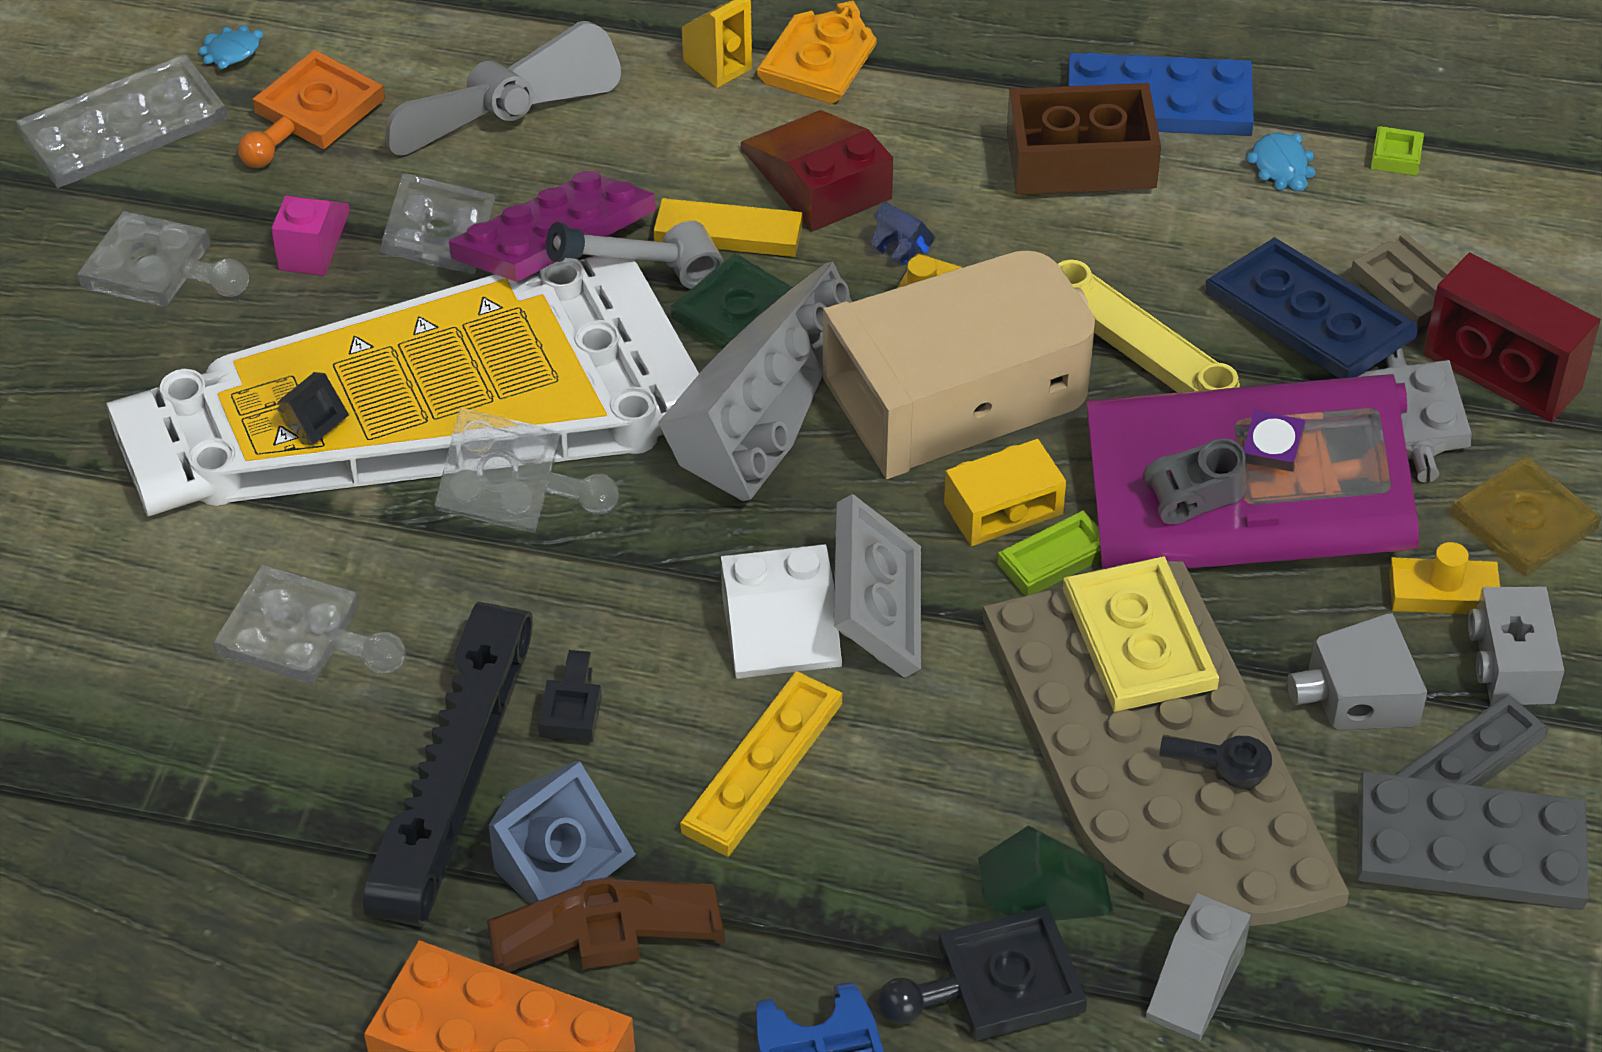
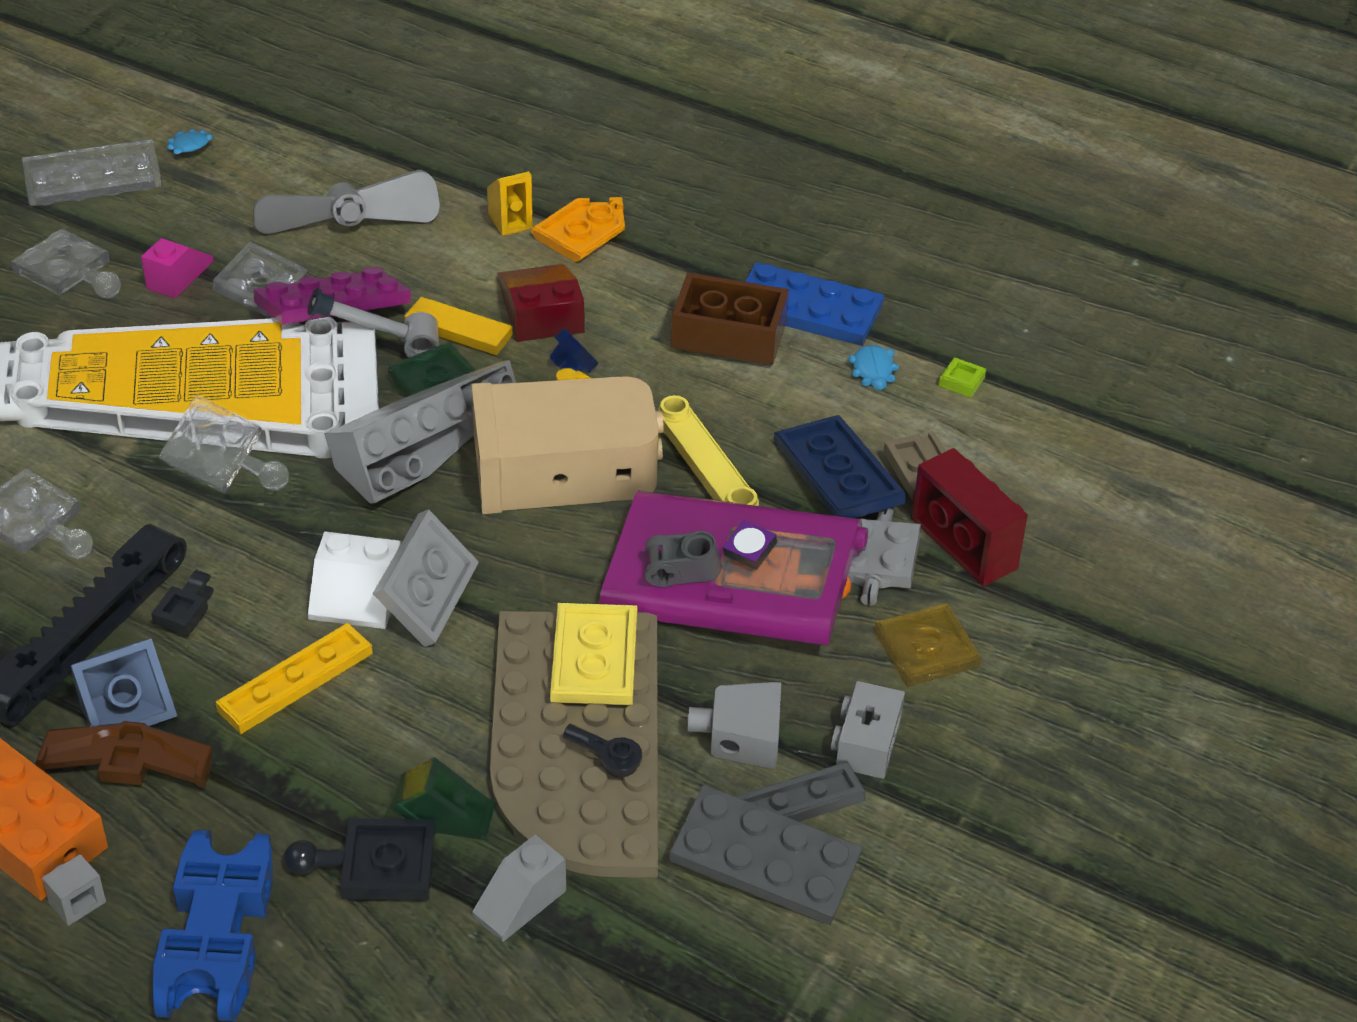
camera: 15 degrees right, 5 degrees down
(312, 100) = (218, 188): orange plate -> none
(312, 408) = (101, 373): black tile -> none
(1004, 492) = (553, 539): yellow brick -> none
(1052, 554) = (574, 586): lime tile -> none
(1440, 584) = (837, 672): yellow tile -> none

